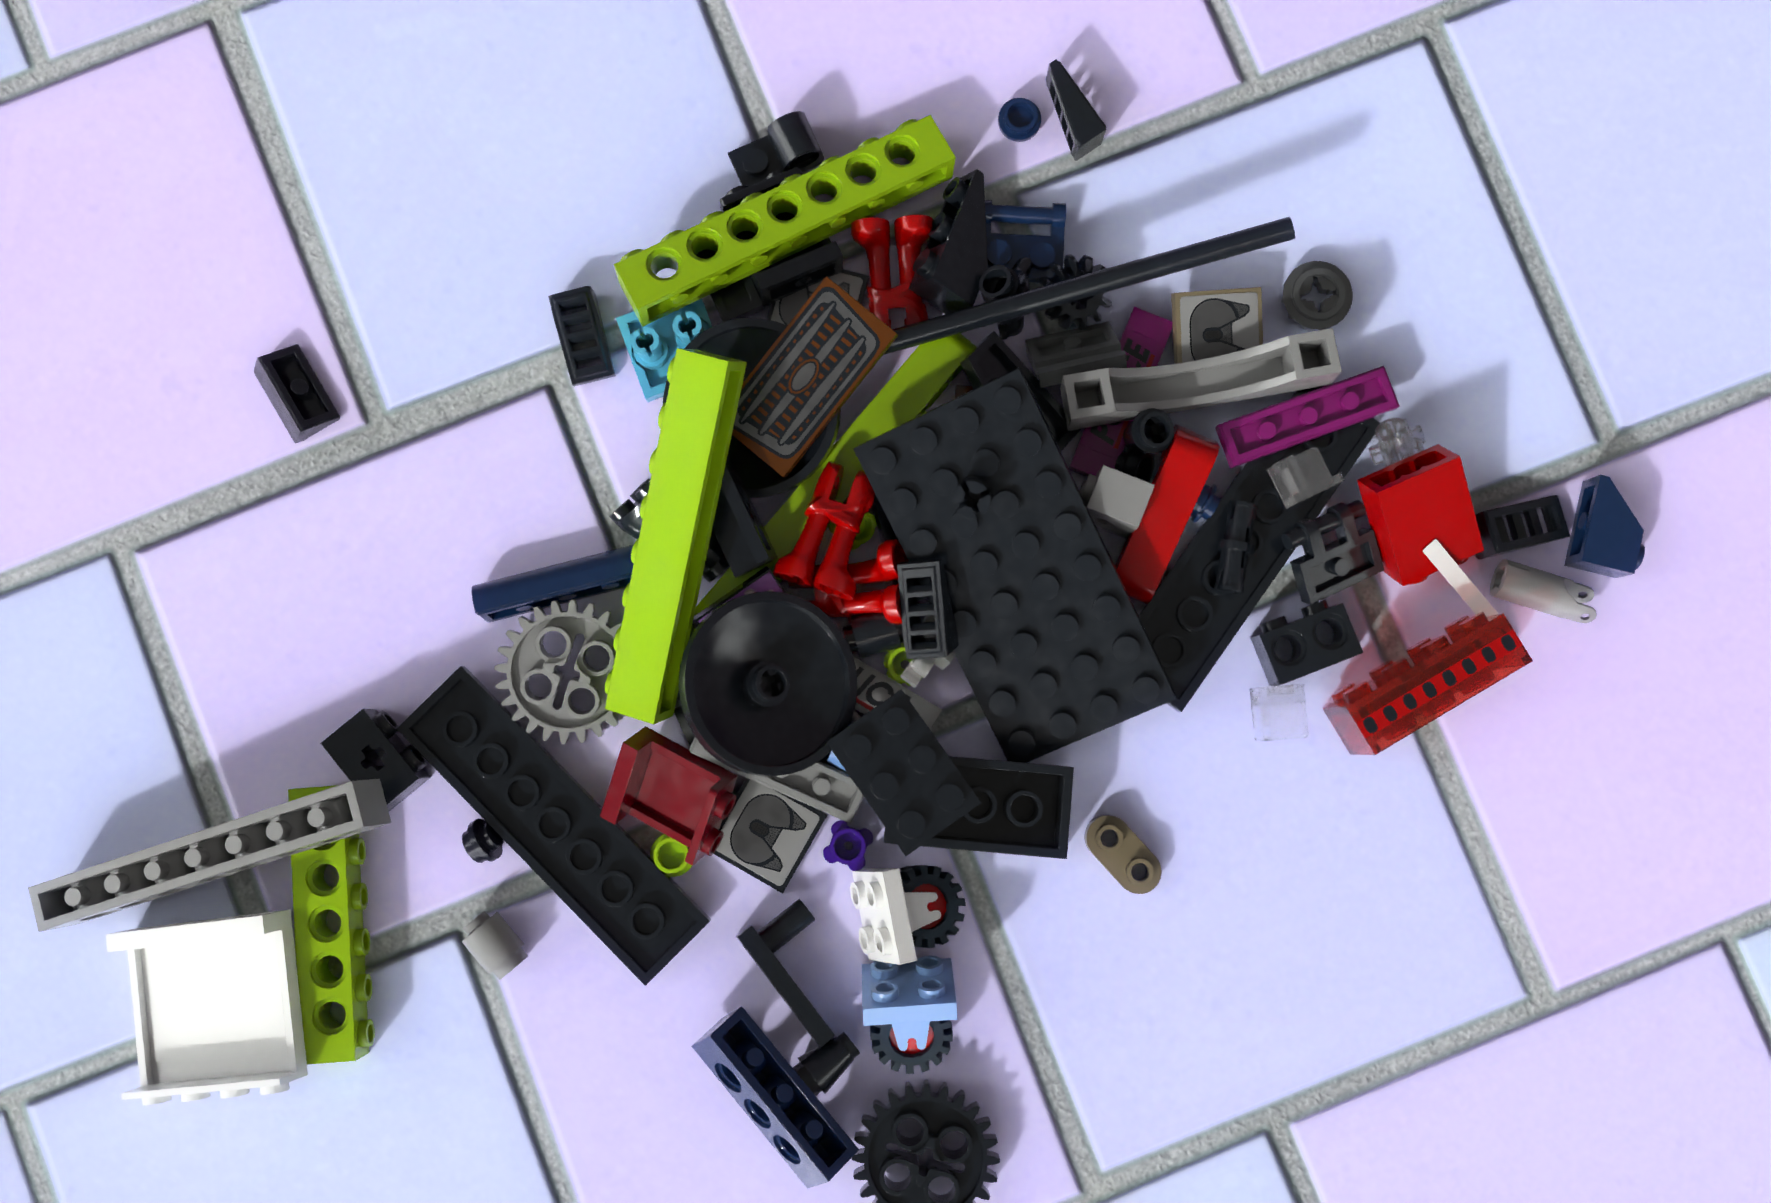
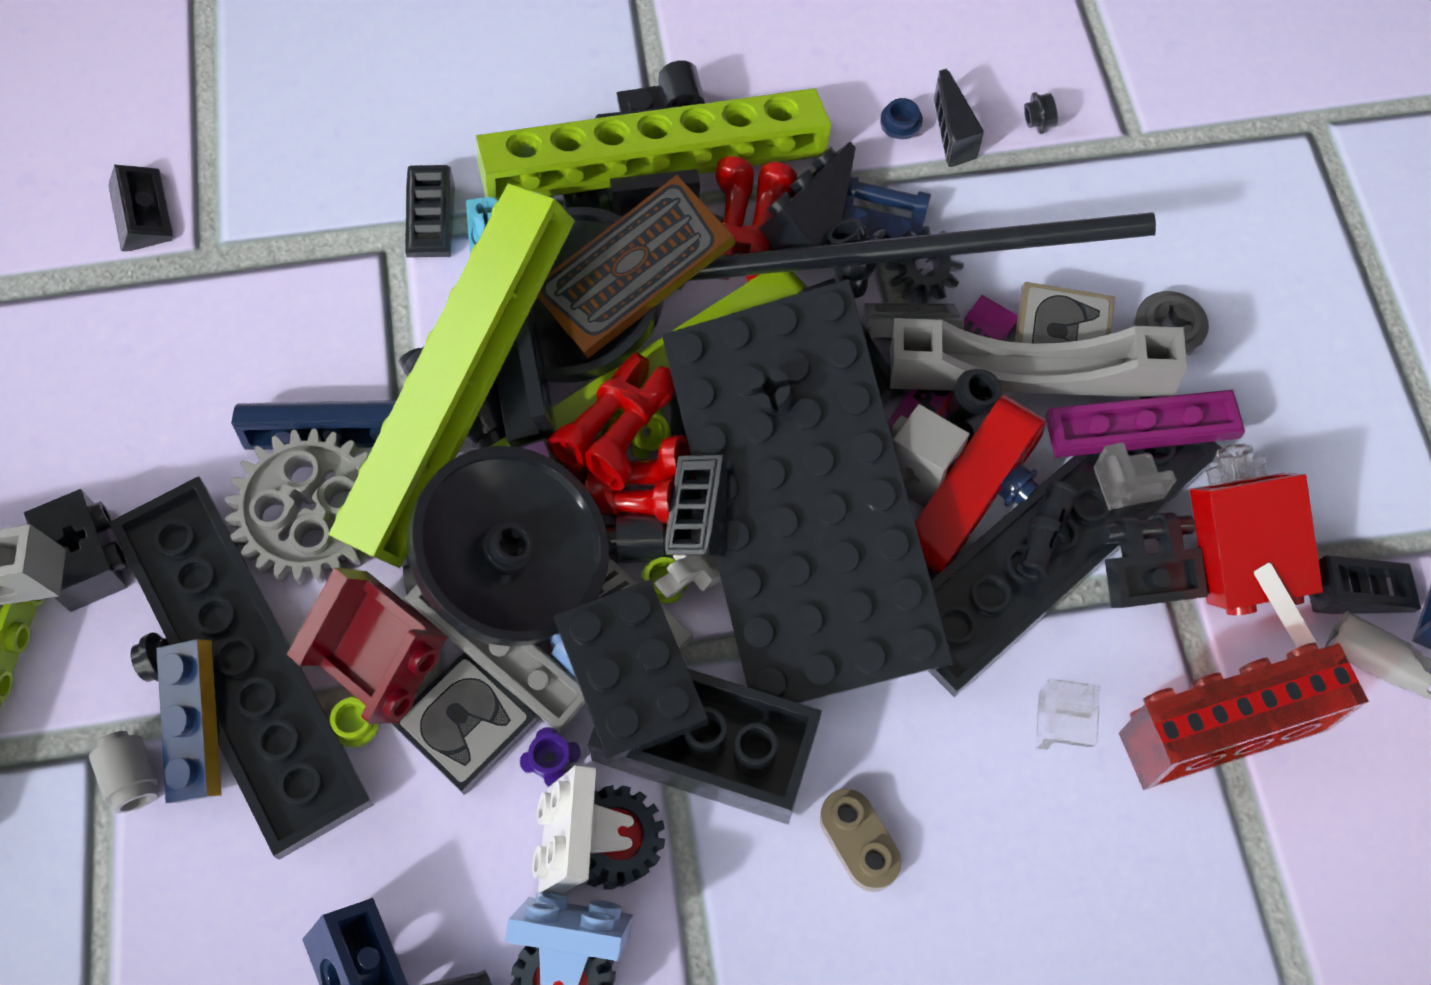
camera: 10 degrees right, 20 degrees down
(535, 891) = (188, 721): none -> dark blue plate
(761, 948) = (418, 846): black piece -> none
(1156, 79) = (1041, 112): none -> black plate
(1308, 652) = (1113, 662): black brick -> none

